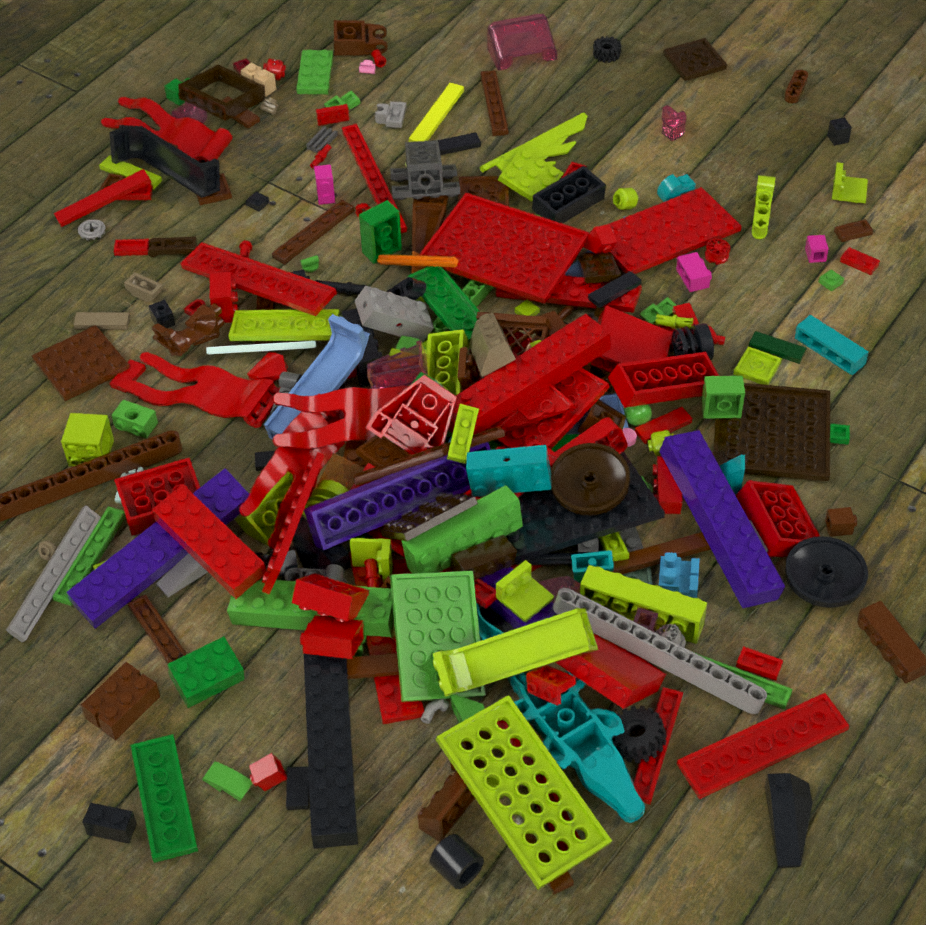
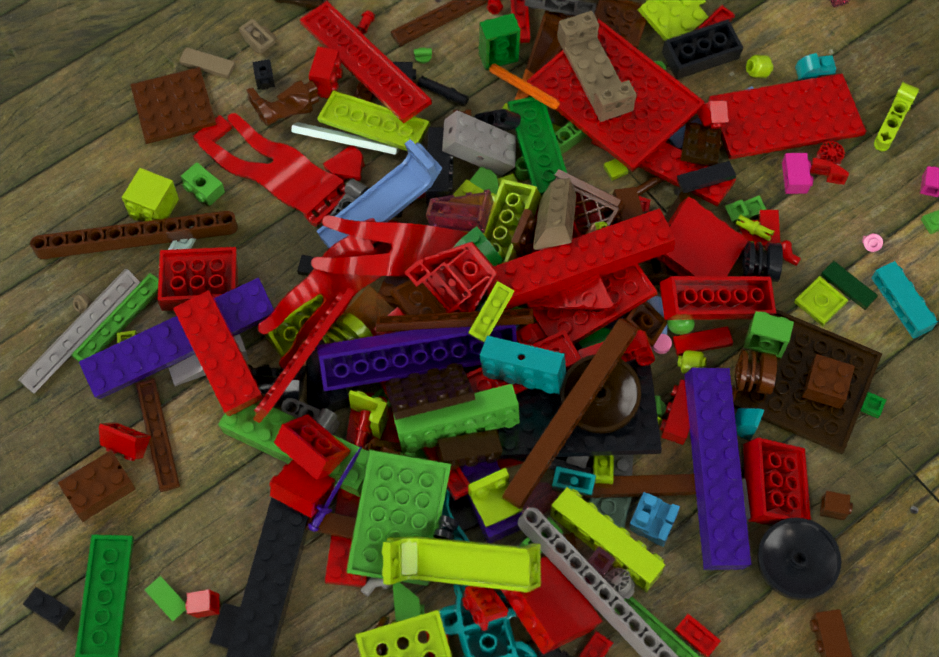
camera: 15 degrees right, 15 degrees up
(136, 650) = (123, 440): none -> red slope
(192, 307) = (299, 73): red tile -> none
(205, 672) = (180, 481): green brick -> none
(360, 649) = (324, 509): none -> dark purple sword
(487, 628) = (446, 528): none -> black wheel
(499, 247) = (593, 68): none -> dark tan plate
(568, 501) = (570, 414): none -> reddish brown beam
(724, 429) = (756, 372): none -> reddish brown wheel
(726, 263) = (834, 173): none -> red slope
(784, 308) = (872, 242): none -> bright pink plate
(792, 422) = (828, 381): none -> reddish brown brick

